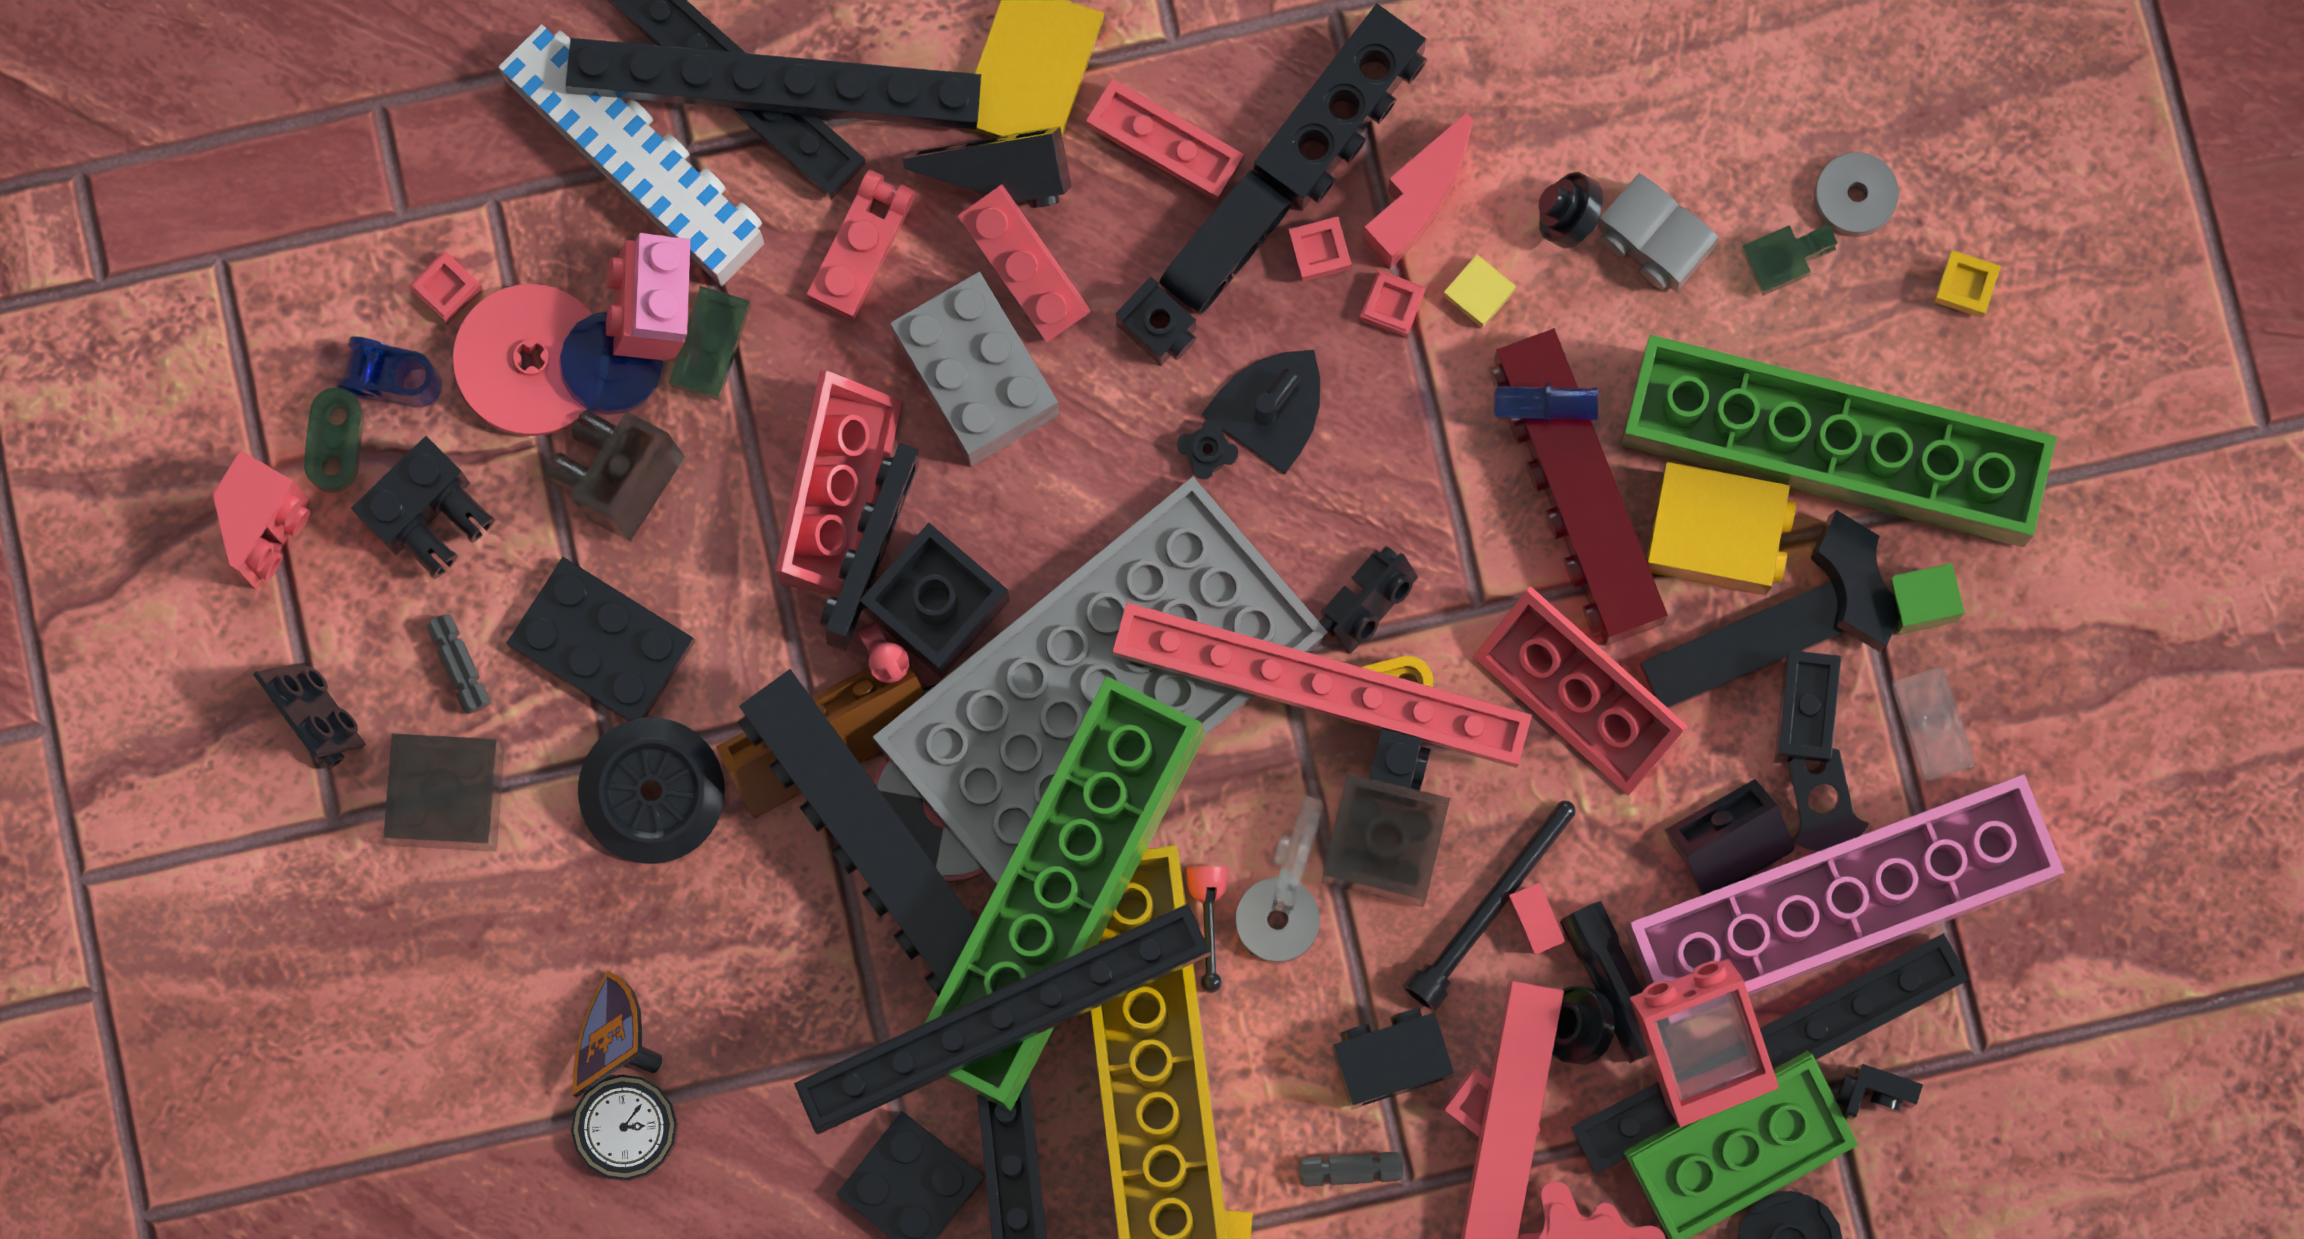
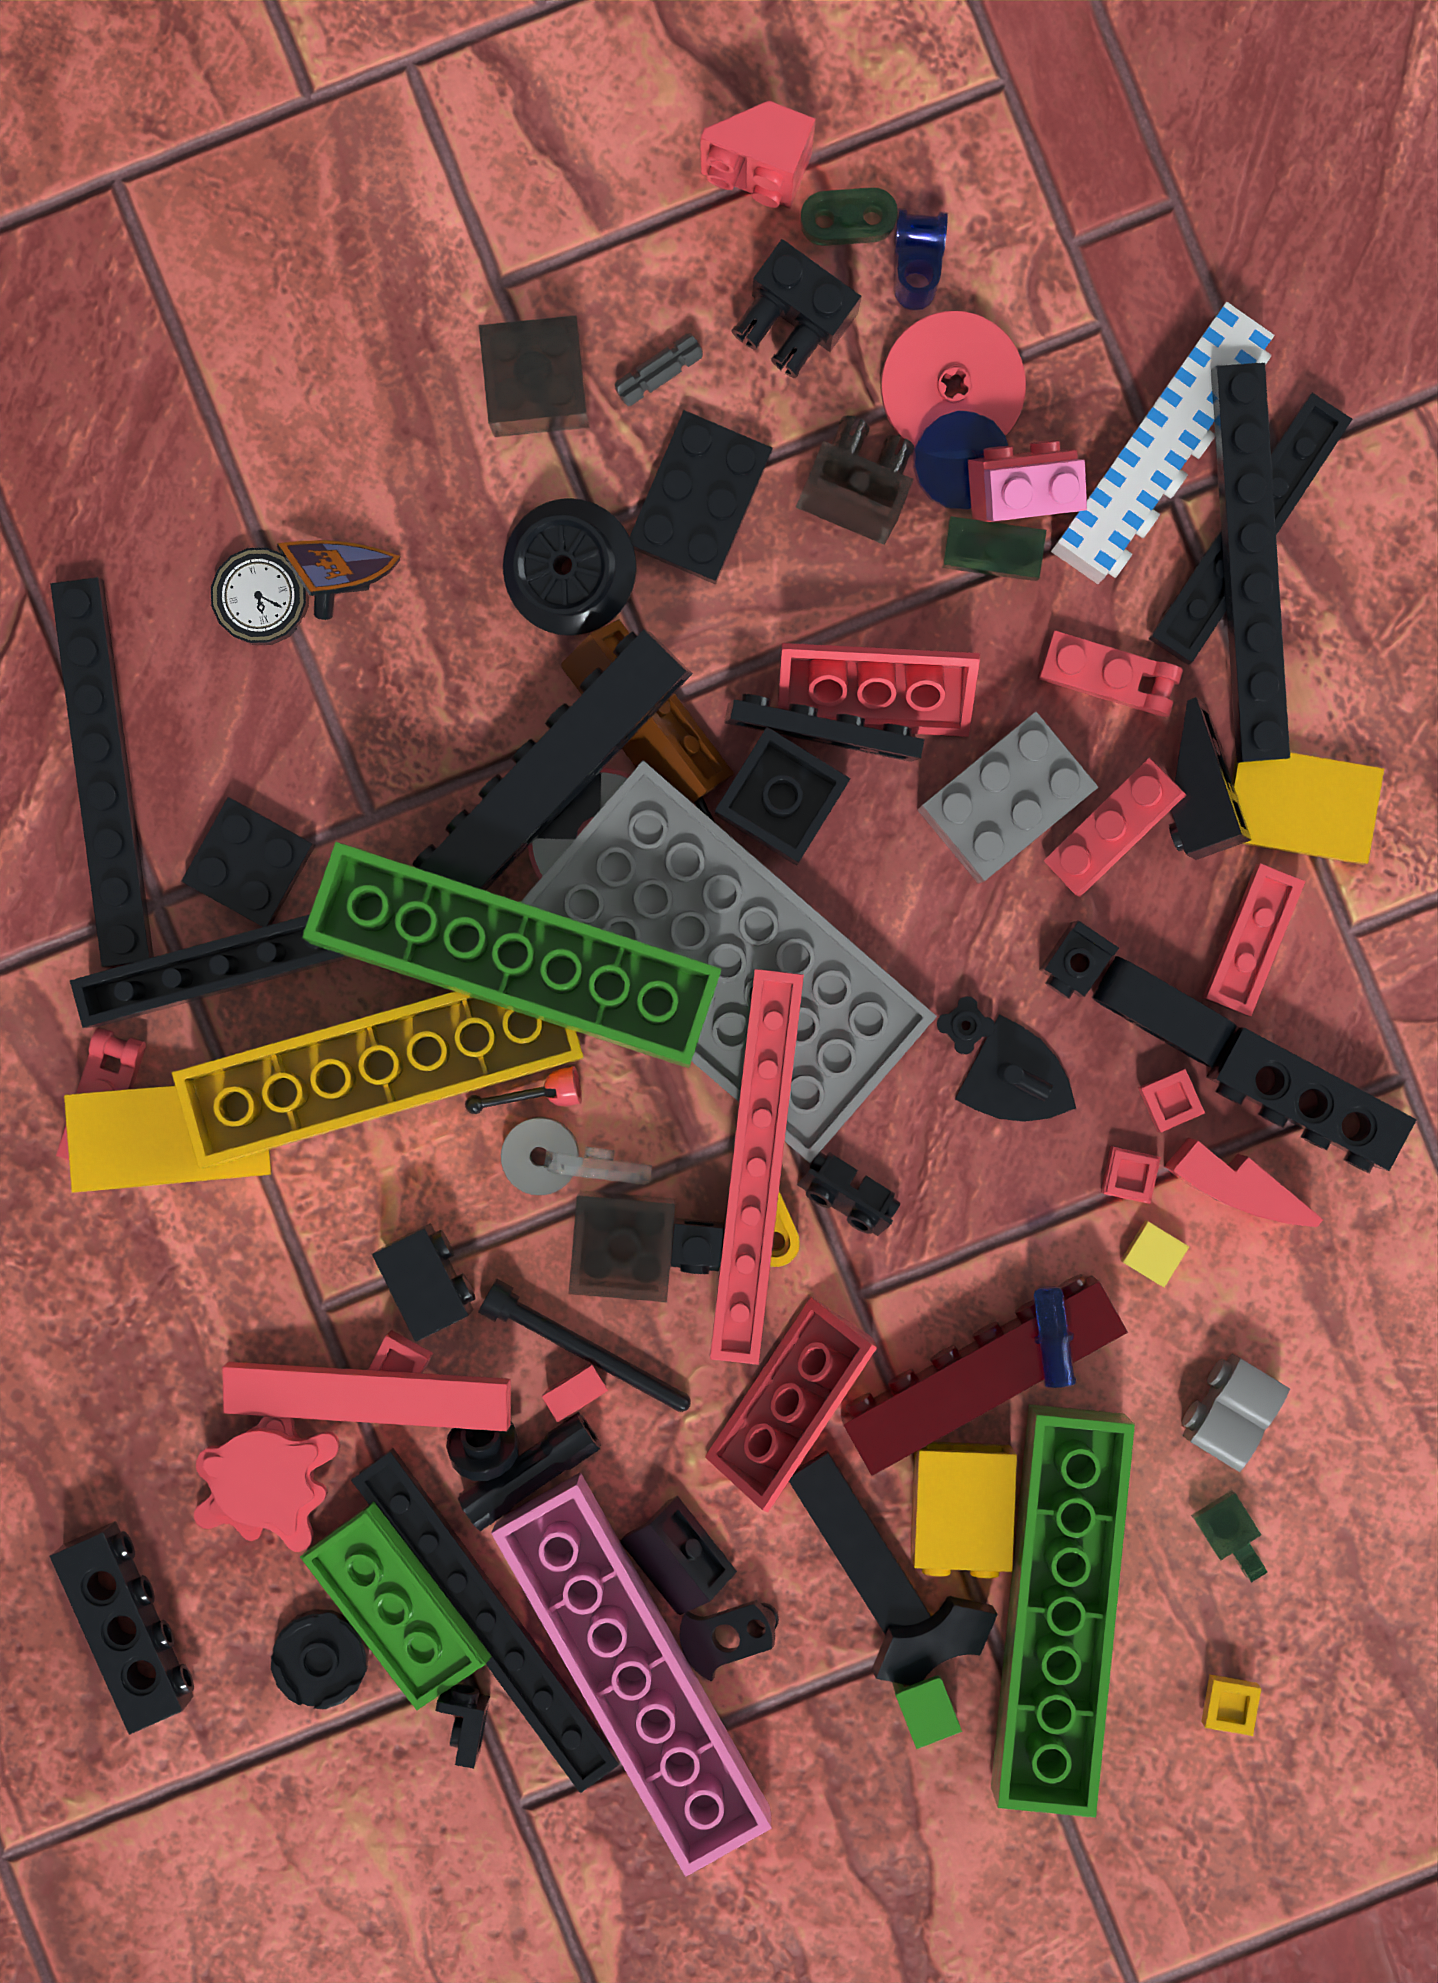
camera: 80 degrees right, 10 degrees up
(311, 712) = (588, 237): black hinge -> none
(445, 287) = (1010, 295): coral tile -> none
(887, 660) = (718, 761): coral arm -> none
(1002, 1019) = (378, 924): black tile -> none
(1350, 1169) = (324, 1256): dark grey axle -> none
(1570, 209) = (1244, 1329): black plate -> none
(1704, 1041) = (474, 1570): window -> none
(1807, 706) = (806, 1614): black panel -> none
(1869, 175) = (1316, 1605): light grey piece -> none
(1933, 724) = (812, 1726): clear plate -> none

